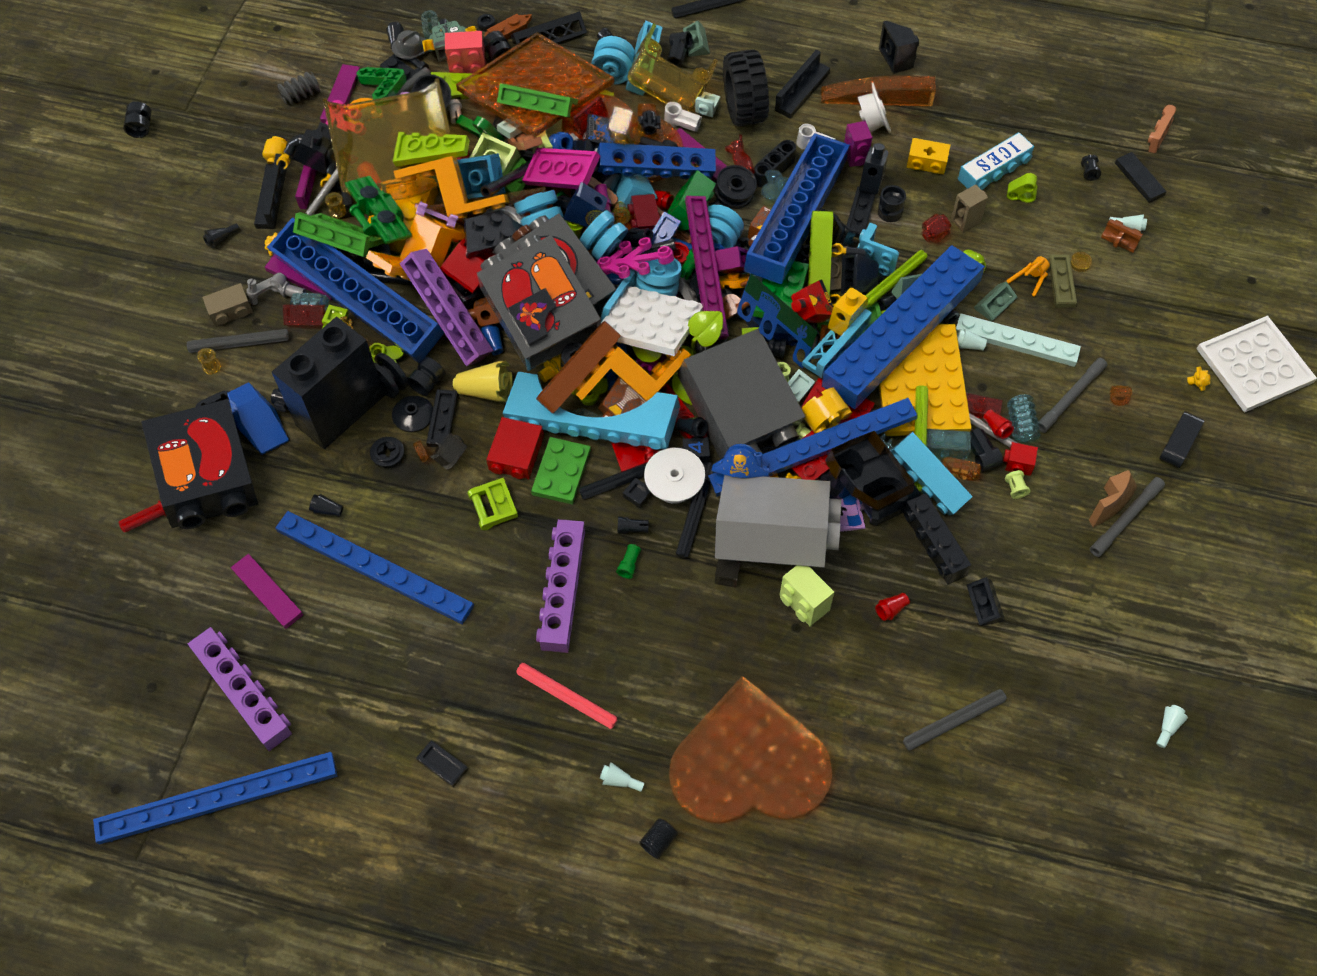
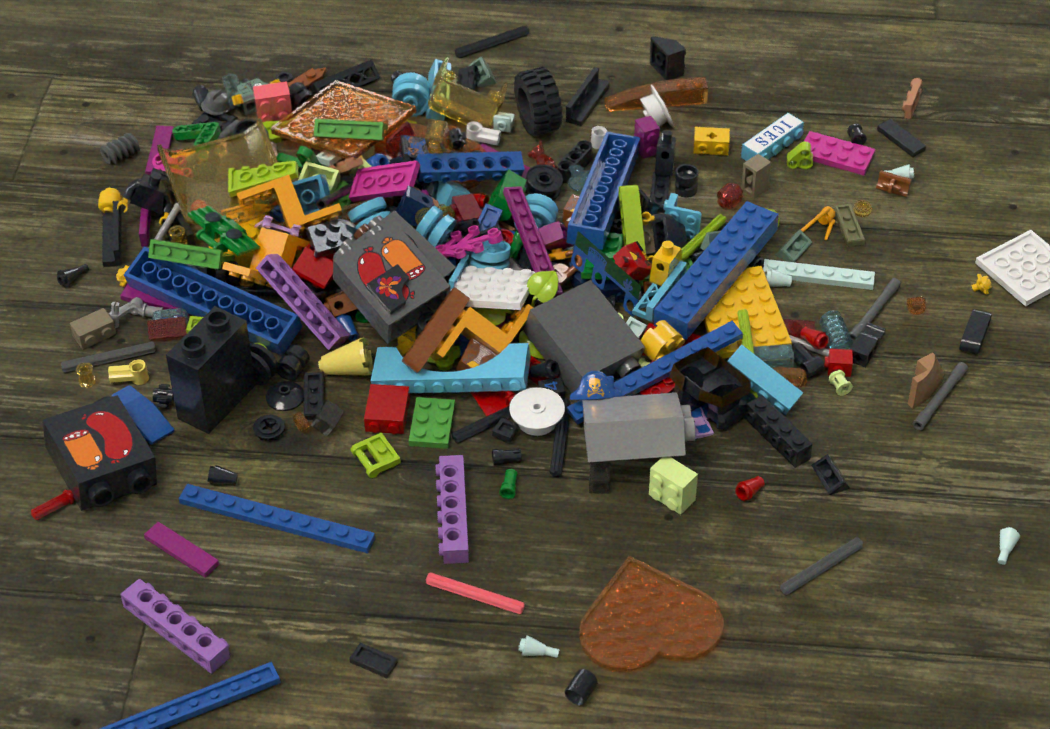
camera: 10 degrees left, 15 degrees down
(253, 364) = (134, 372): none -> light yellow piece
(1056, 438) = (866, 344): none -> black piece
(1067, 187) = (840, 153): none -> dark pink plate

